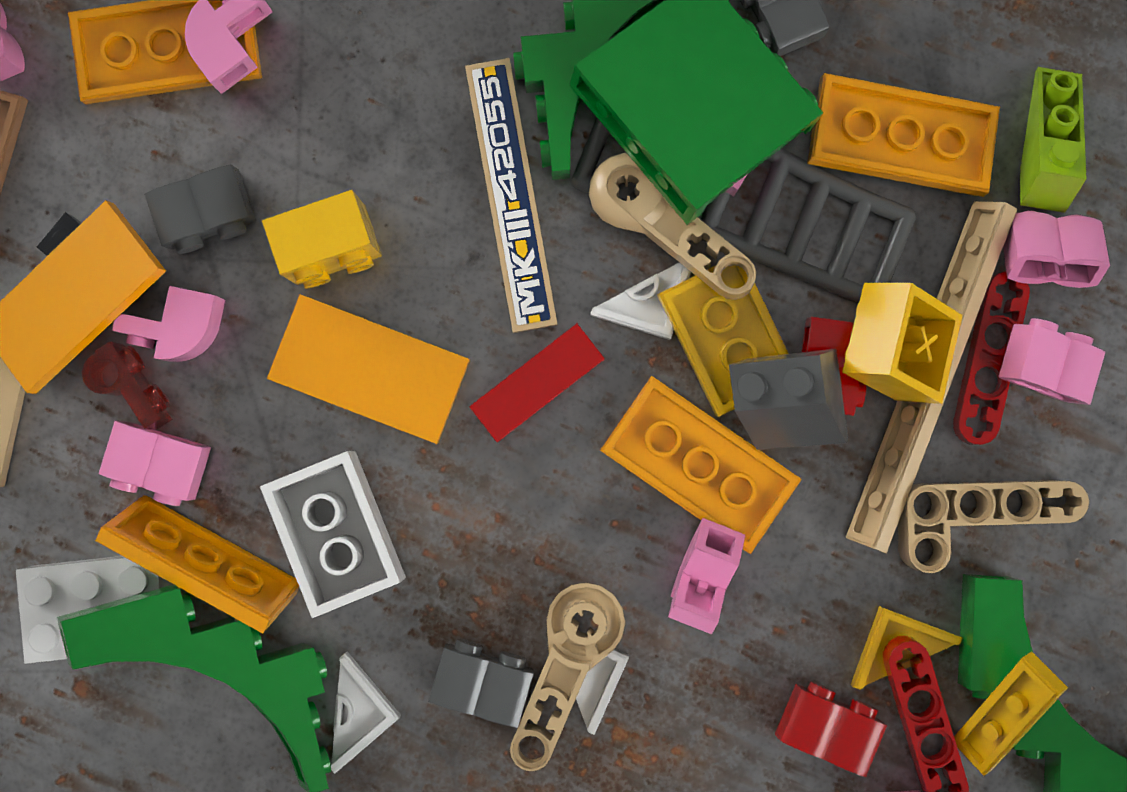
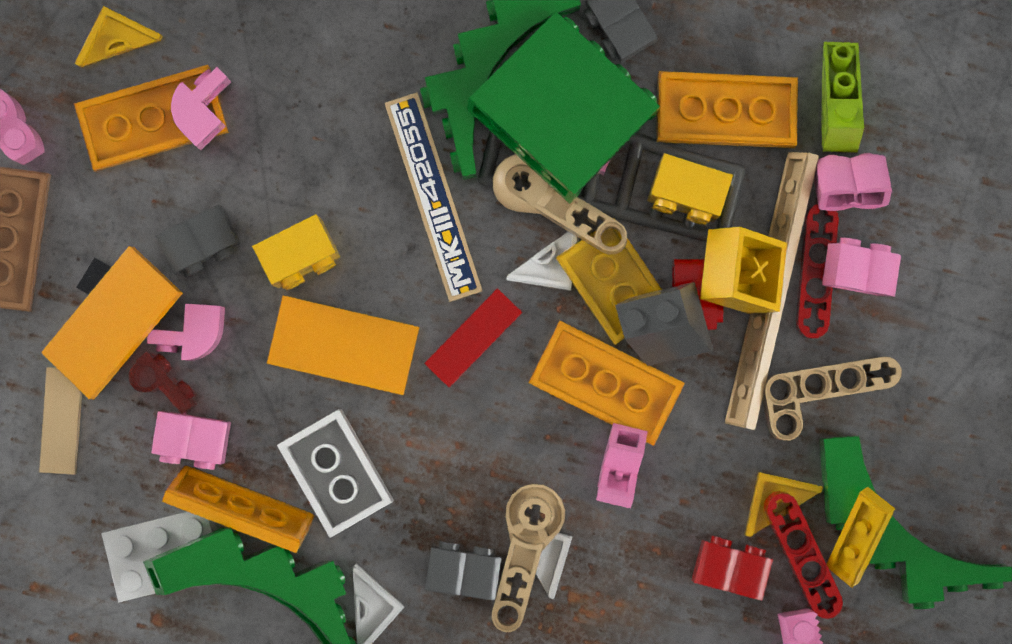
camera: 10 degrees left, 0 degrees up
(846, 226) = (689, 189): none -> yellow brick

